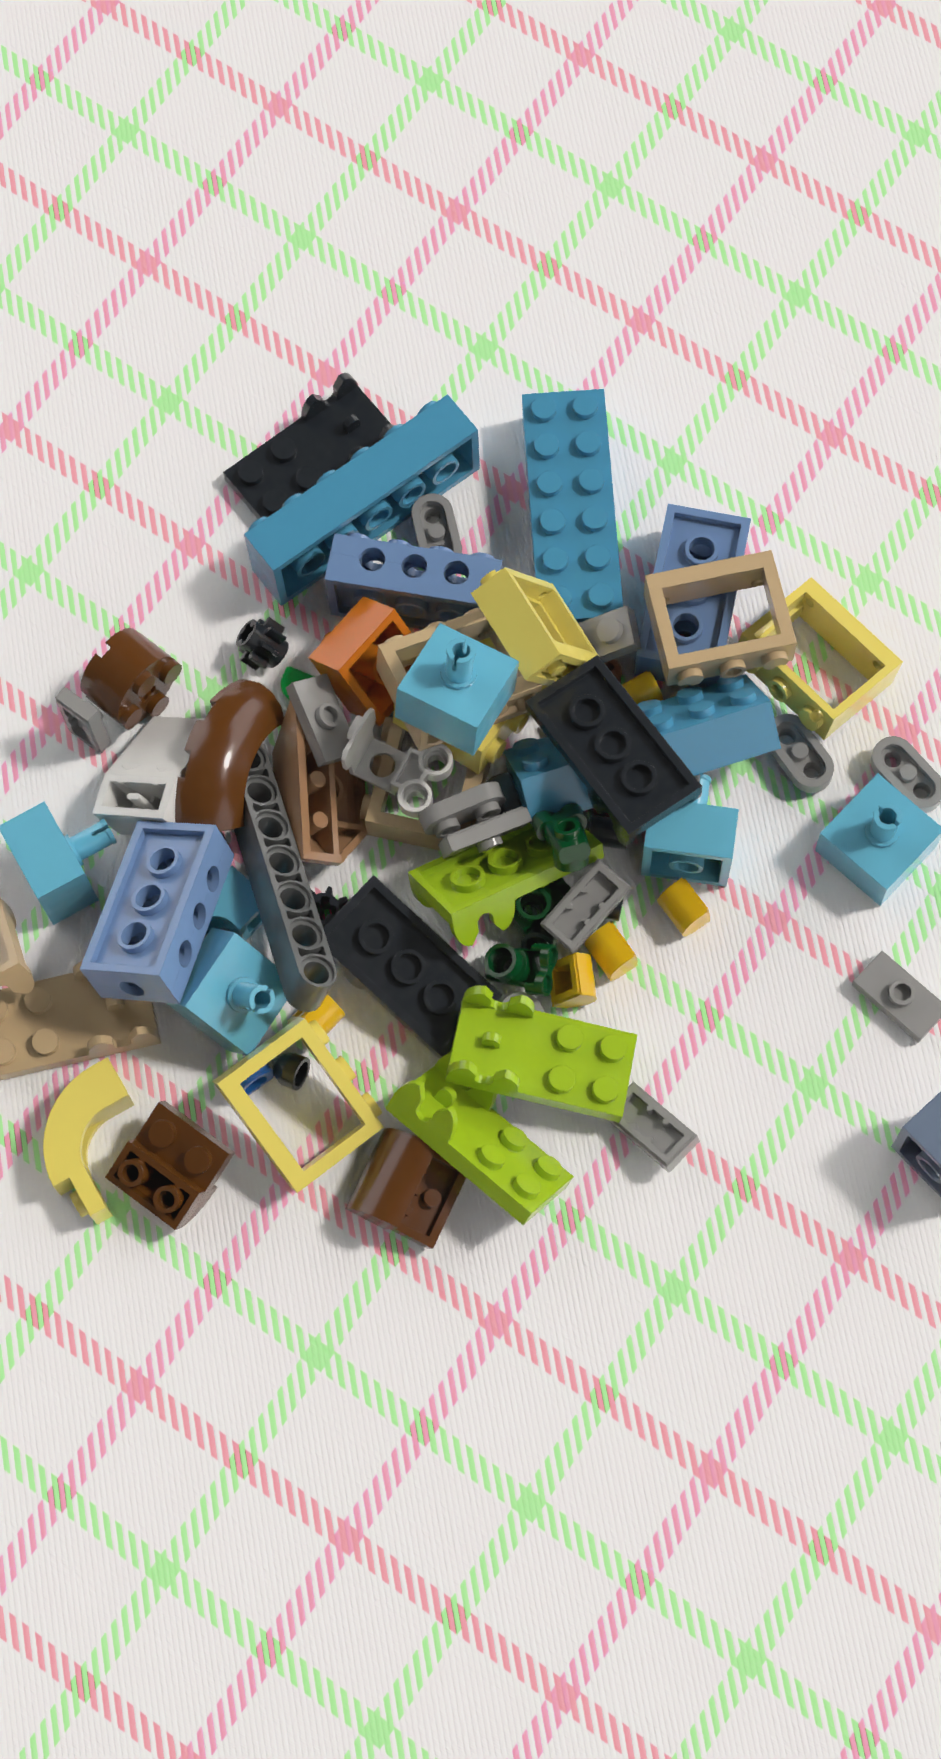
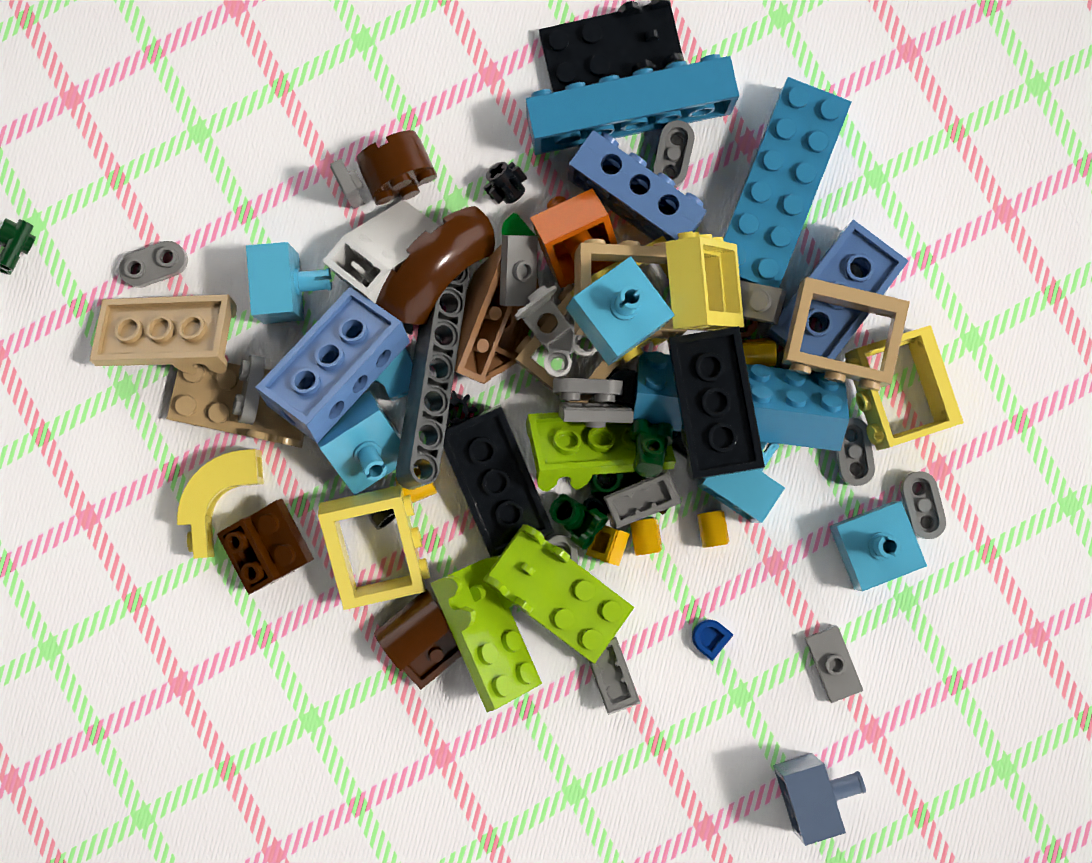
camera: 20 degrees right, 15 degrees up
(75, 1008) = (247, 403): none -> light grey plate
(743, 1033) = (710, 637): none -> blue tile

